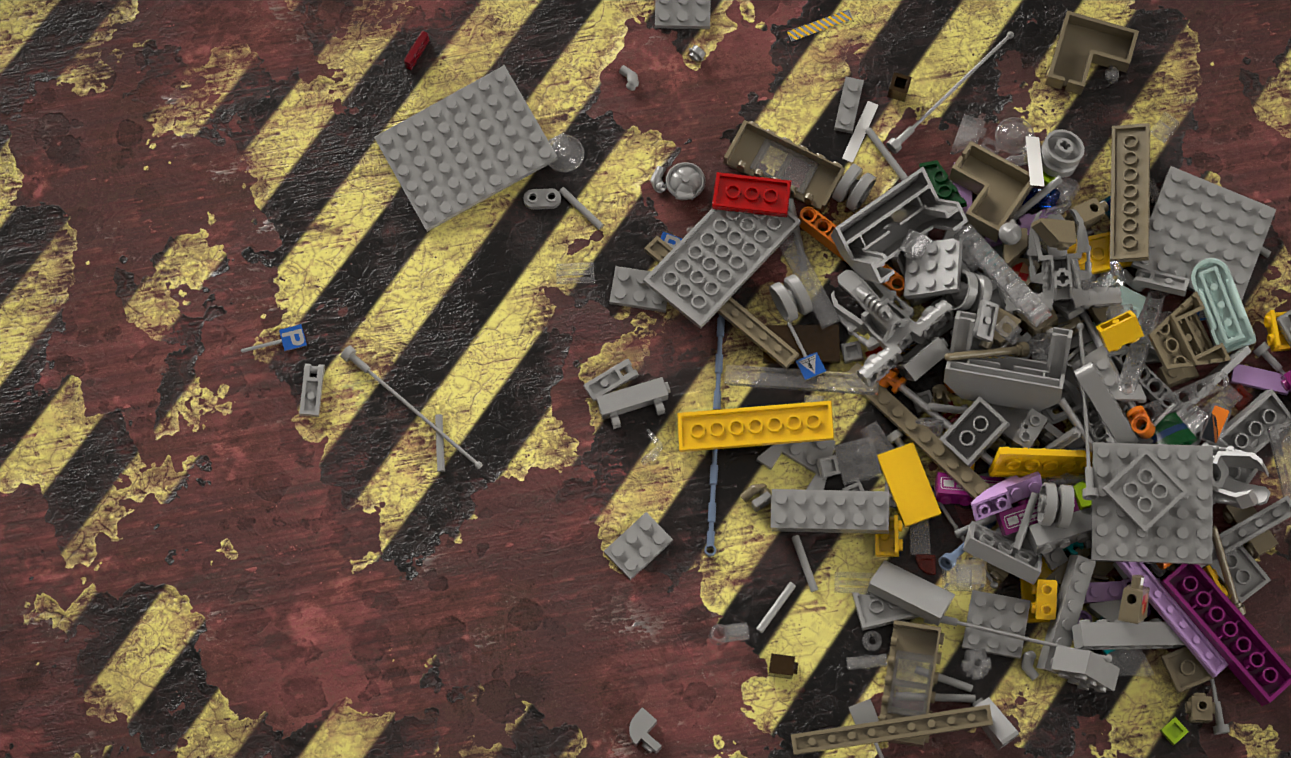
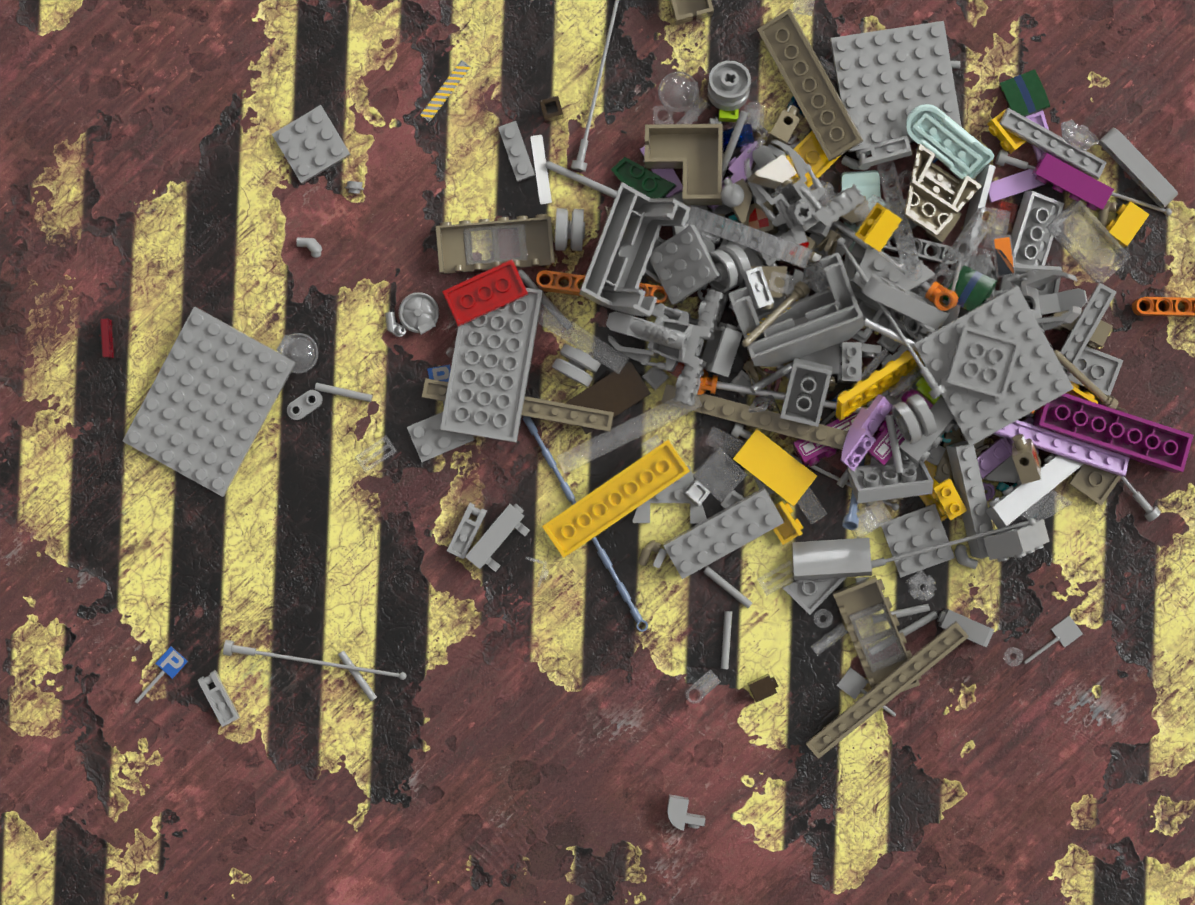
camera: 30 degrees left, 15 degrees up
(638, 546) = (579, 659): light grey plate -> none
(809, 365) = (628, 415): piece -> none
(914, 244) = (655, 254): clear brick -> none
(926, 563) = (828, 523): clear red tile -> none
(970, 130) = (637, 114): clear slope -> none
(1034, 161) = (711, 109): white sticker -> none
(1064, 440) = (884, 356): light grey axle -> none
(1114, 277) = (839, 172): clear panel -> none
(1174, 731) = (1115, 539): lime plate -> none
(1200, 708) = (1126, 515): dark tan brick -> none

